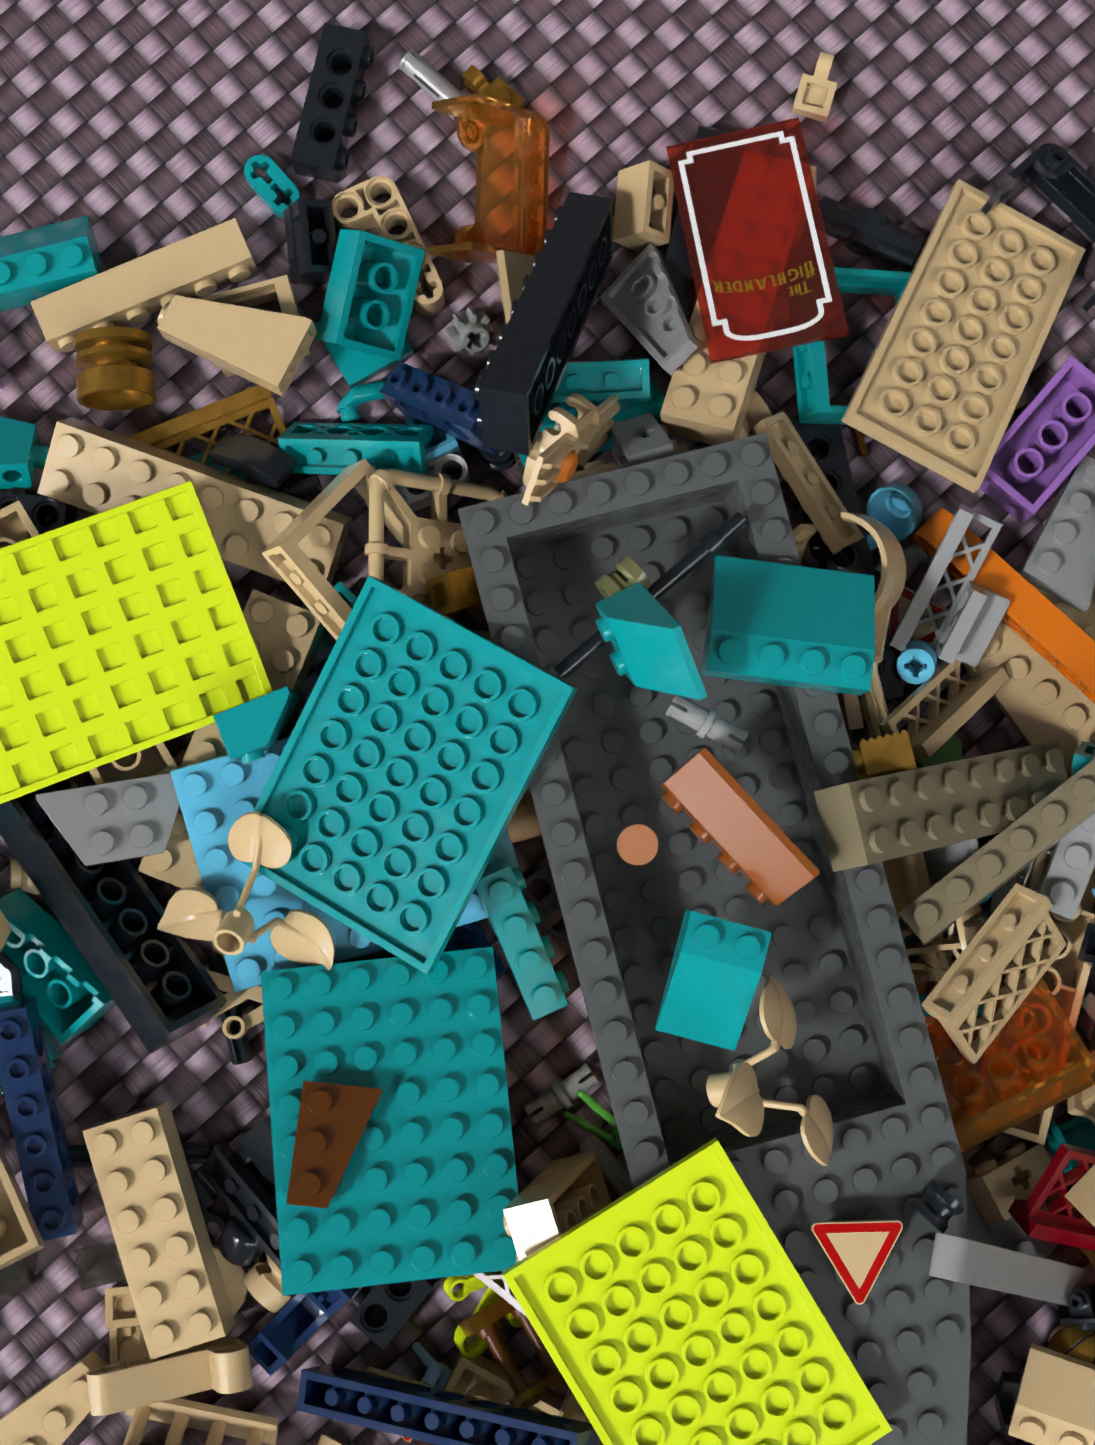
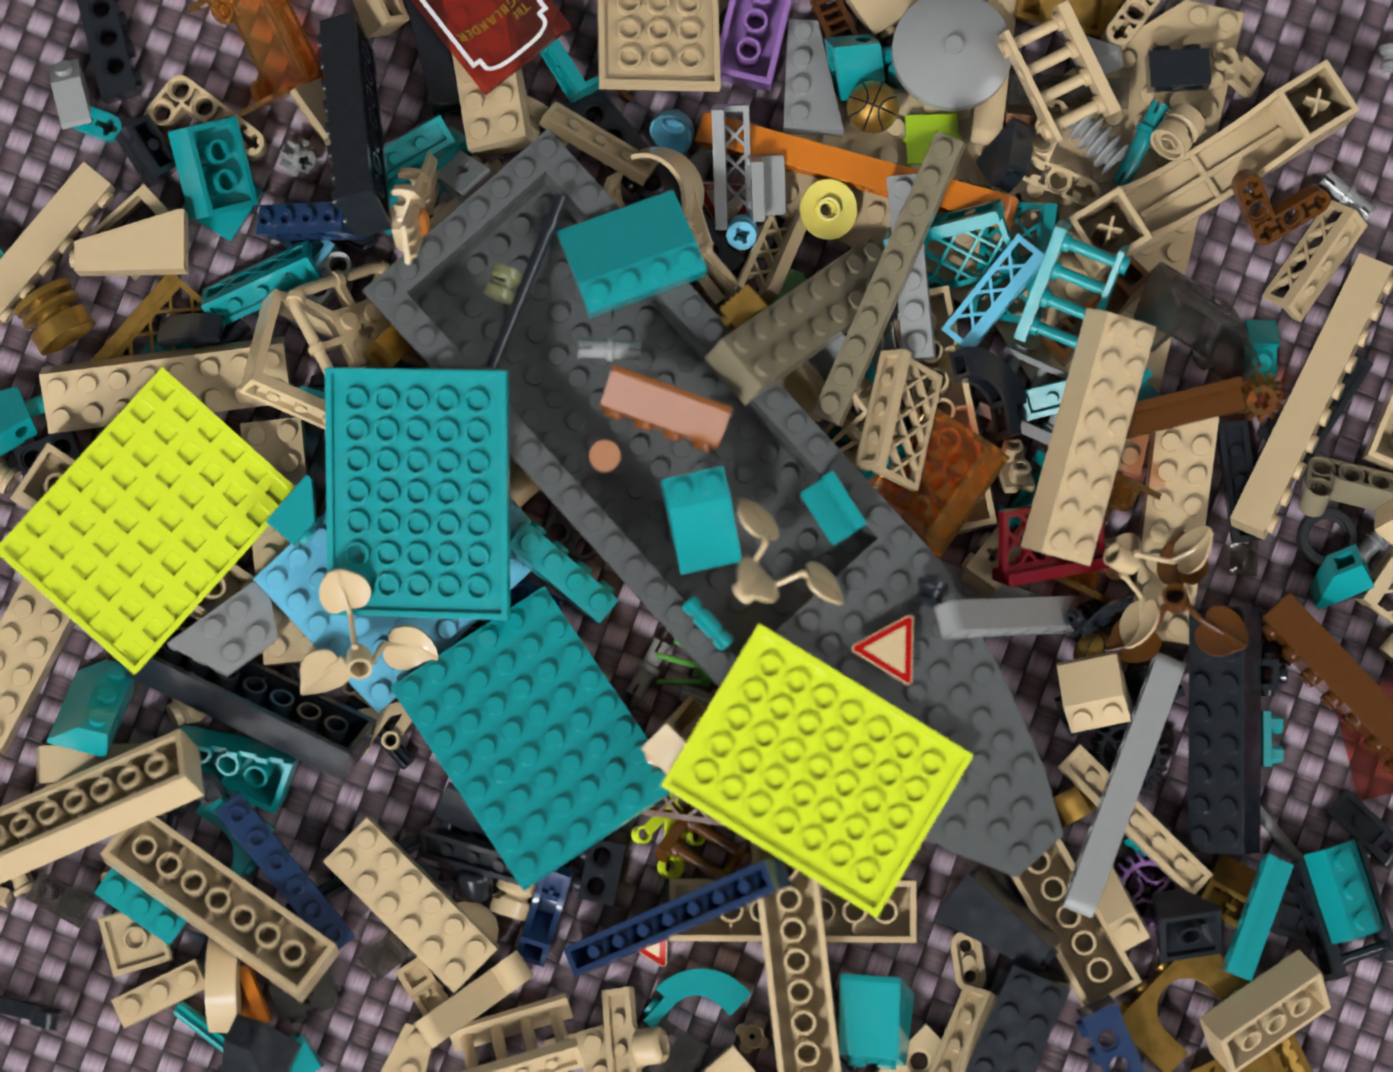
camera: 30 degrees left, 0 degrees up
(260, 137) = (70, 93): none -> light grey slope
(326, 1136) = (496, 767): reddish brown wing -> none
(356, 397) = (240, 244): teal arm -> none
(436, 1373) = (655, 900): light blue hand -> none
(648, 643) = (540, 315): teal slope -> none
(651, 310) = (422, 76): light grey wing -> none
(656, 1104) = (707, 623): none -> teal axle
(873, 1044) = (833, 508): none -> teal panel
(1041, 689) = (840, 204): none -> light yellow dish

